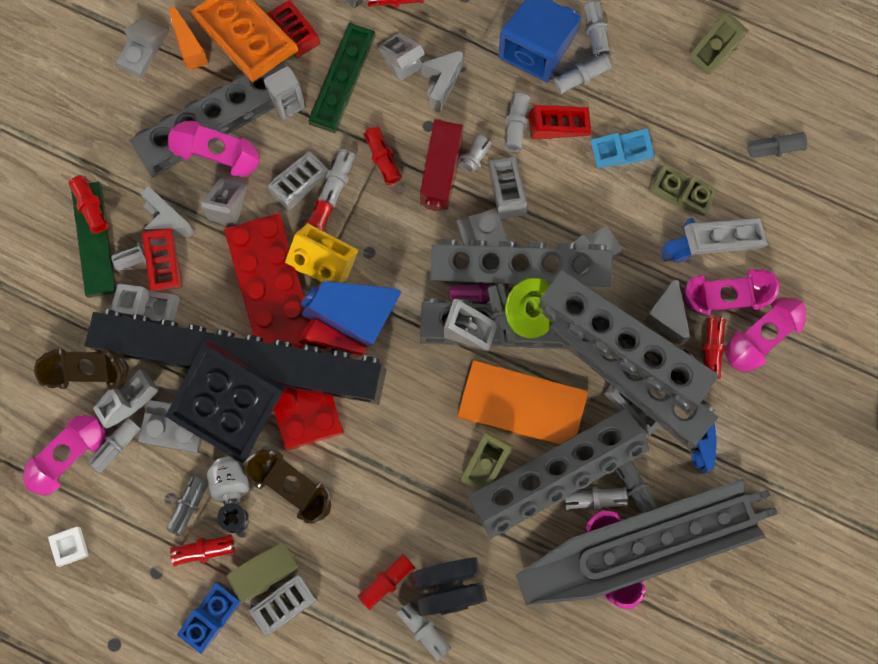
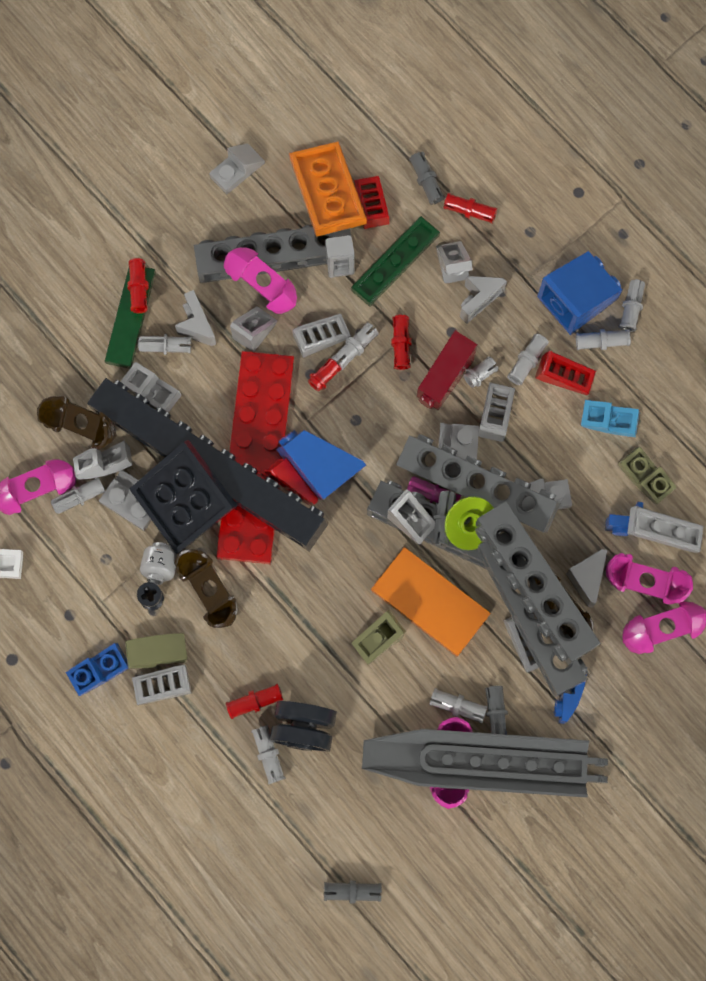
camera: 20 degrees right, 0 degrees up
(174, 269) = (168, 365): red slope -> none
(187, 504) = (117, 569): dark grey axle -> none
(190, 48) = (276, 183): orange slope -> none
(202, 550) = (114, 612): red pin -> none
(321, 255) = (313, 407): yellow brick -> none
(558, 473) = (436, 671): dark grey brick -> none
(713, 345) = (614, 620): red pin -> none

